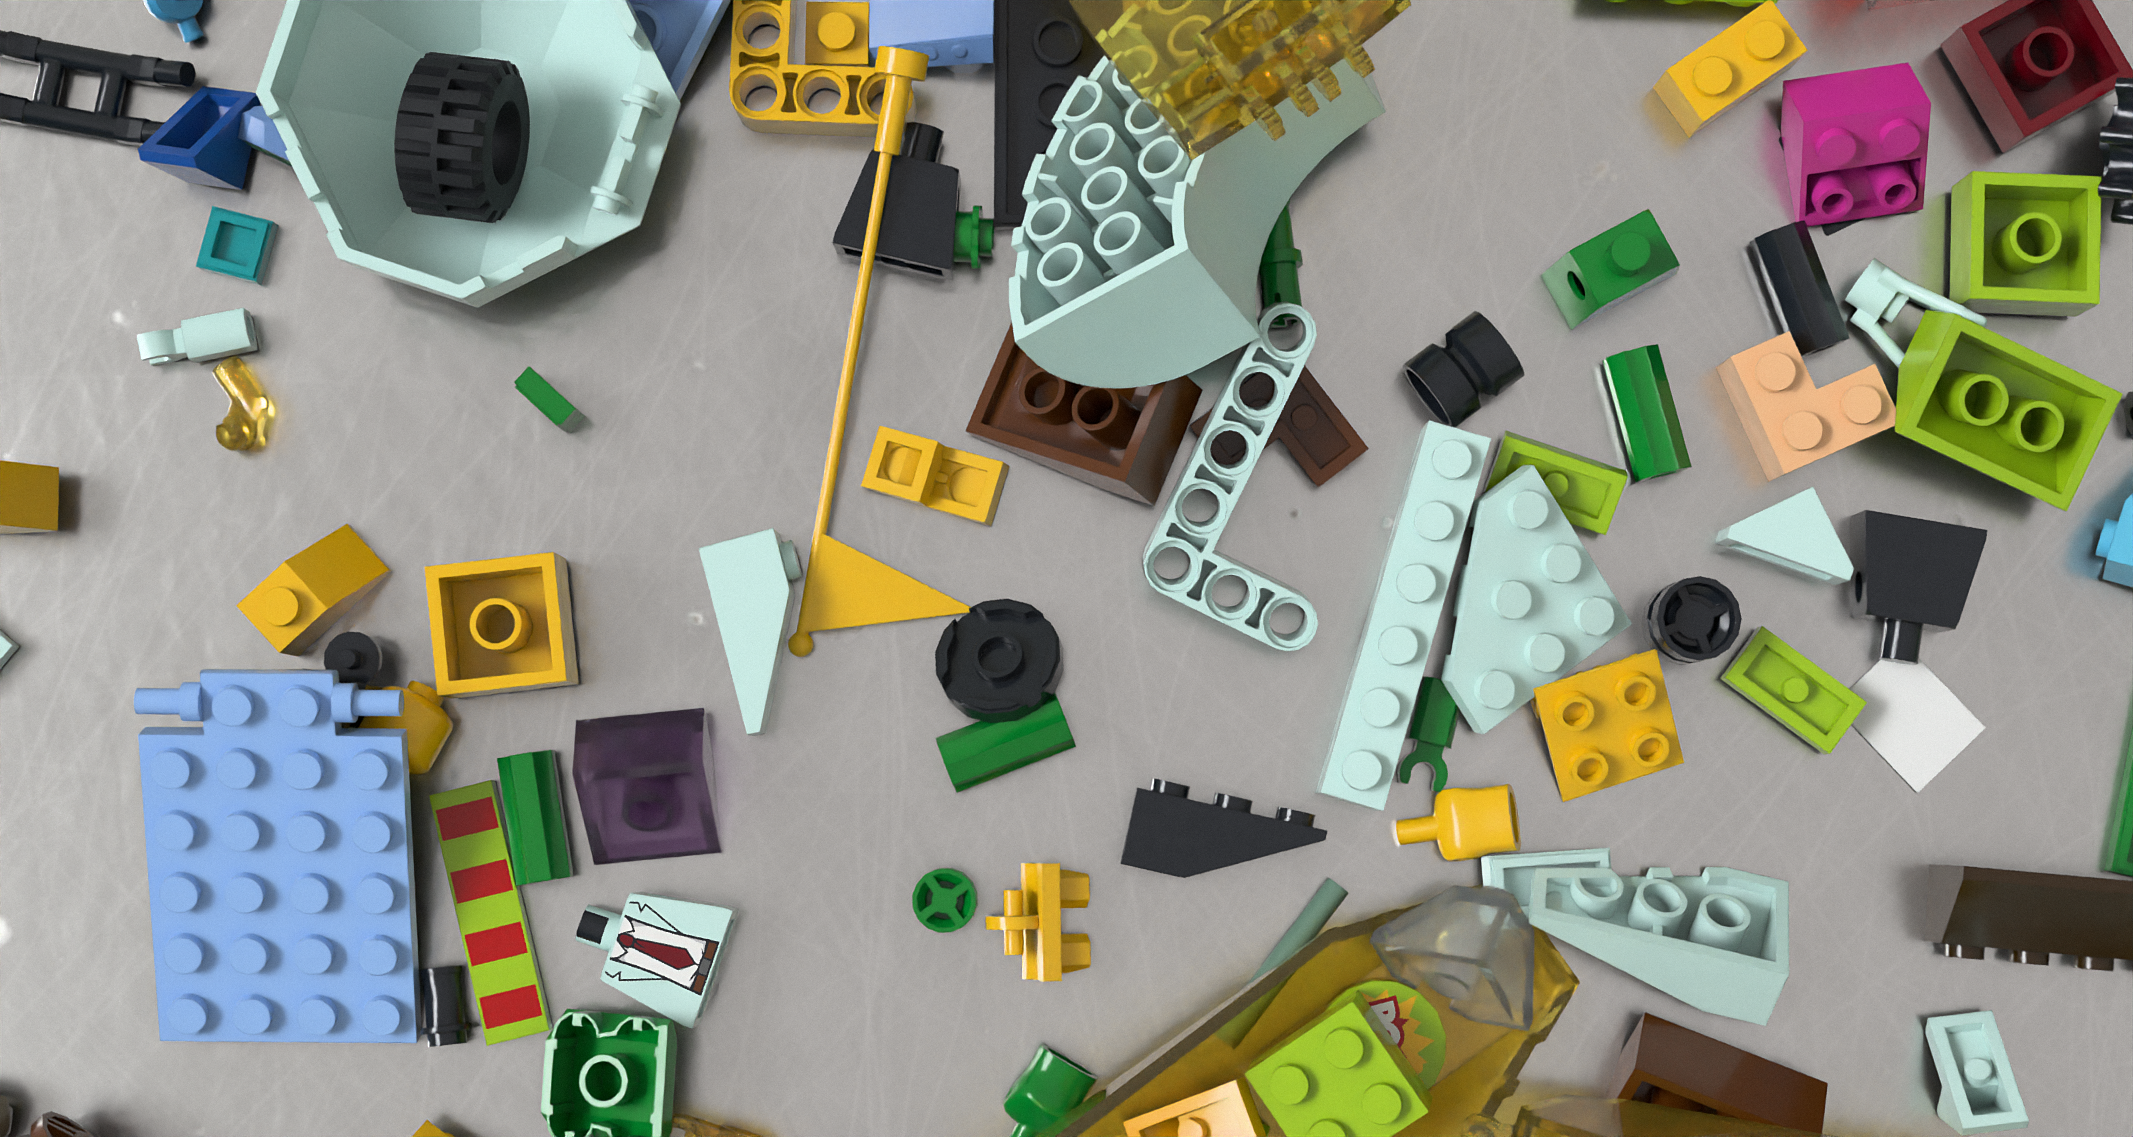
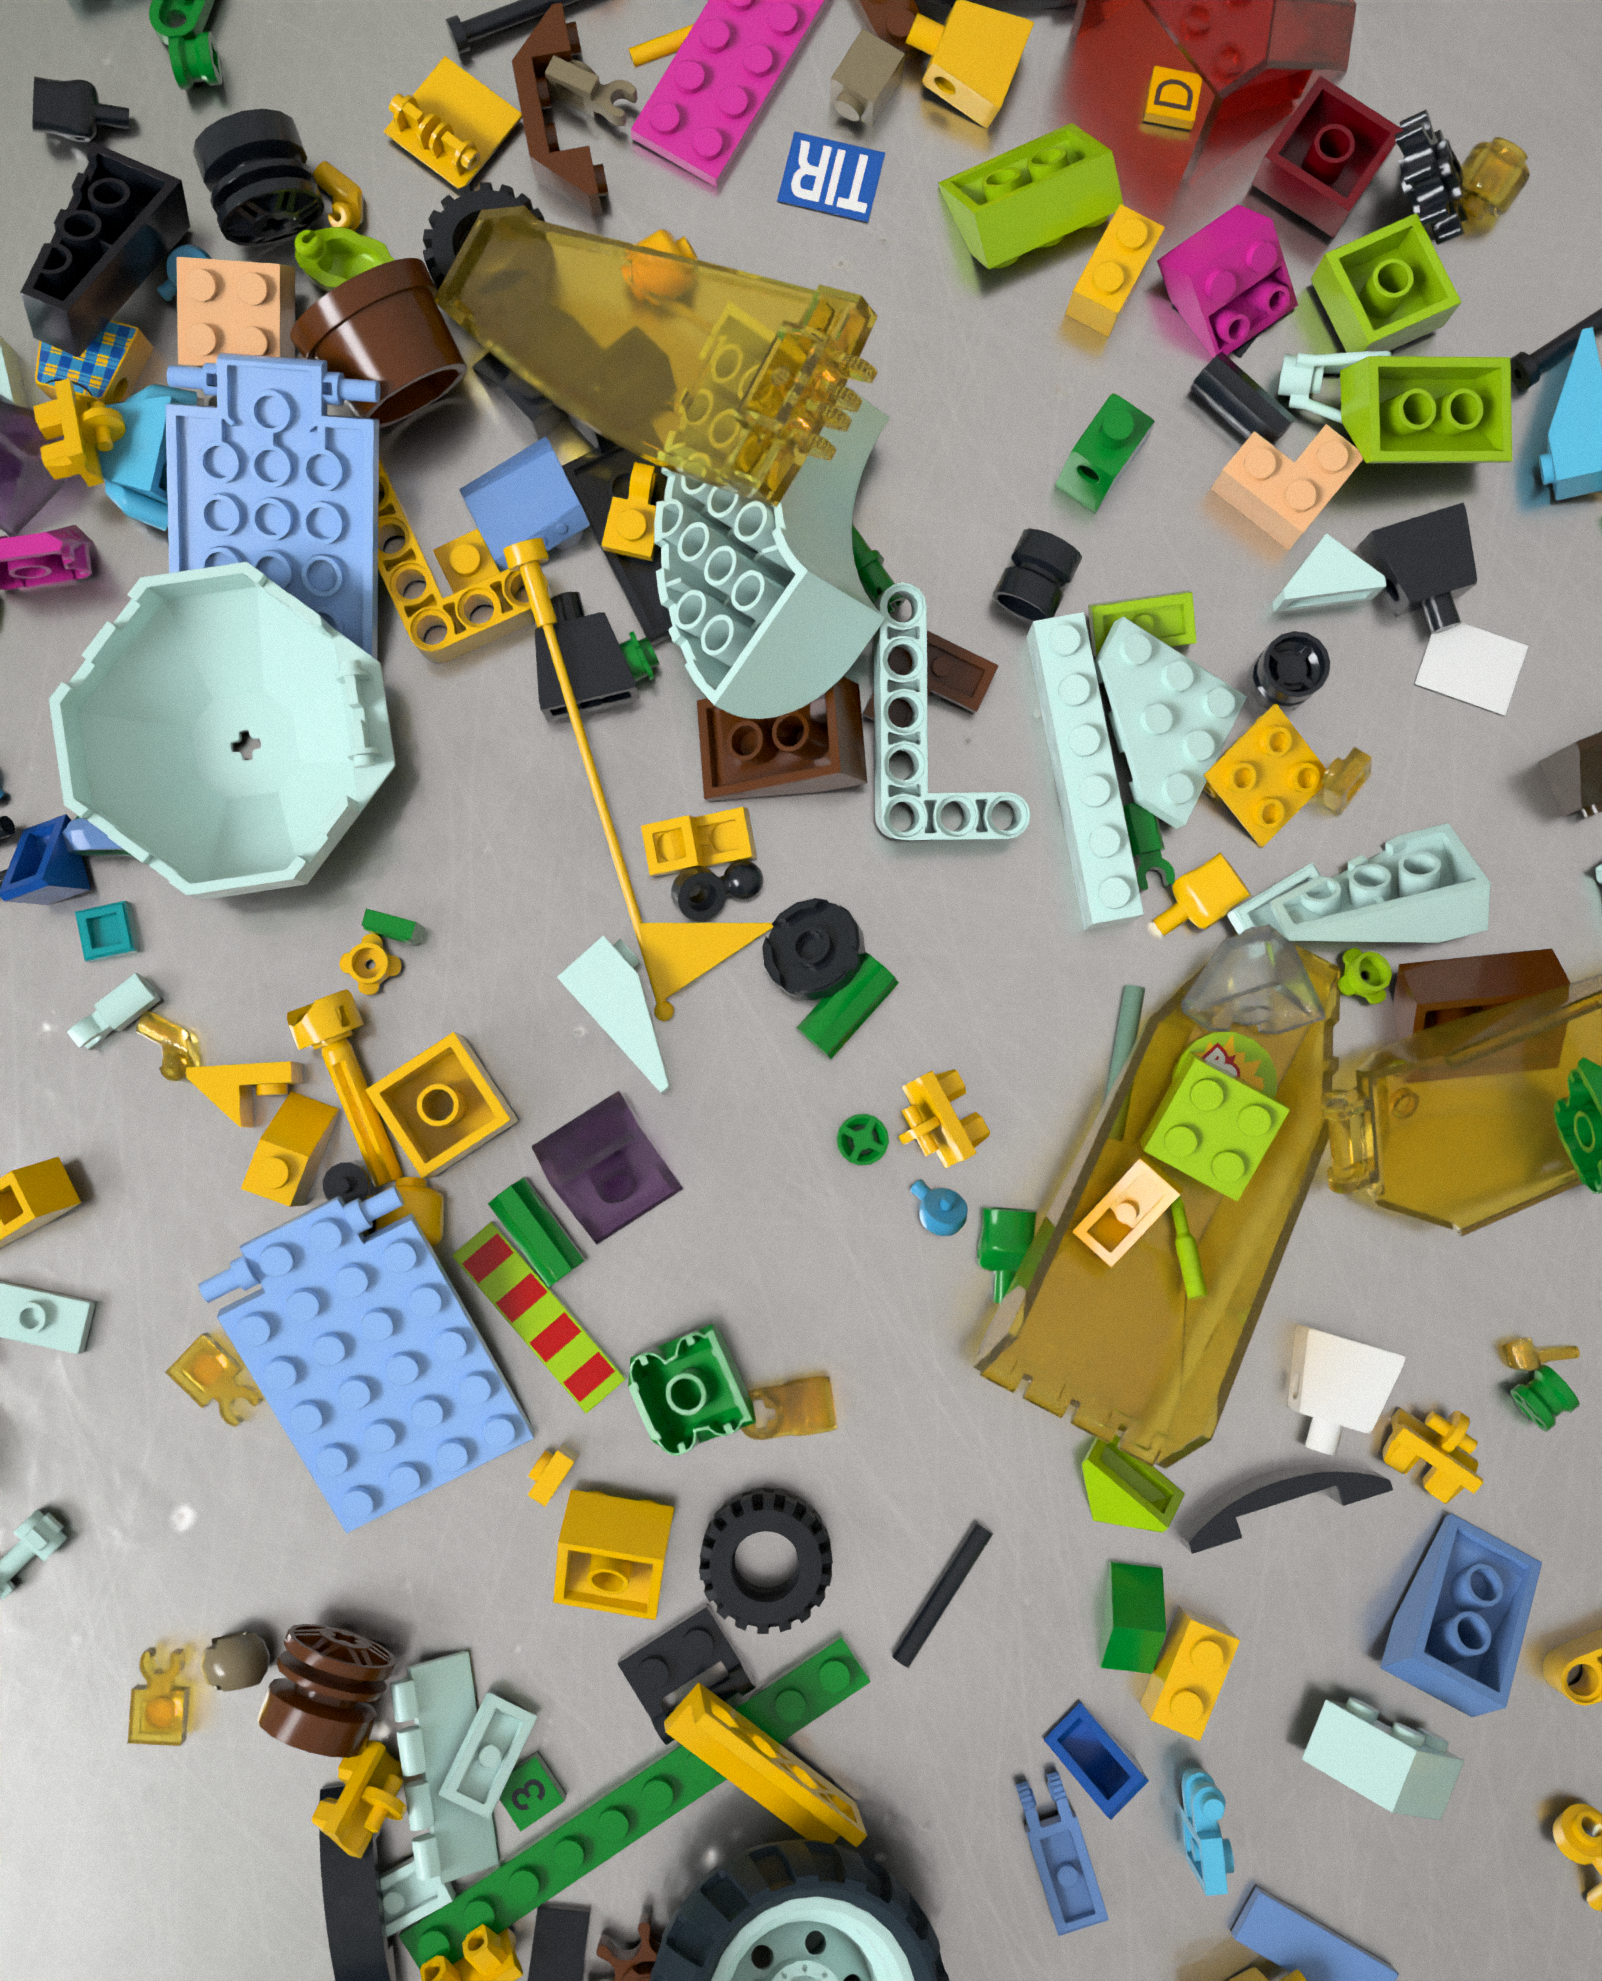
camera: 35 degrees left, 0 degrees up
(99, 789) = (208, 1374): none -> clear yellow plate
(284, 488) = (232, 1085): none -> yellow slope
(415, 1090) = (550, 1473): none -> yellow plate
(421, 473) = (327, 1026): none -> yellow piece
(444, 1006) = (540, 1401): black pin -> none
(462, 137) = (232, 764): black tyre -> none
(487, 420) = (355, 964): none -> yellow plate
(662, 950) = (677, 1280): torso -> none
(960, 542) = (741, 881): none -> black plate
(992, 1022) = (940, 1209): none -> dark azure piece
(1042, 80) = (631, 521): none -> yellow plate
(1197, 837) = (1013, 1005): black slope -> none
(1619, 1000) = (1374, 967): none -> lime plate
(1646, 413) = (1180, 543): green axle -> none
(1694, 774) = (1345, 779): none -> clear yellow plate
(1793, 690) = (1383, 686): lime plate -> none

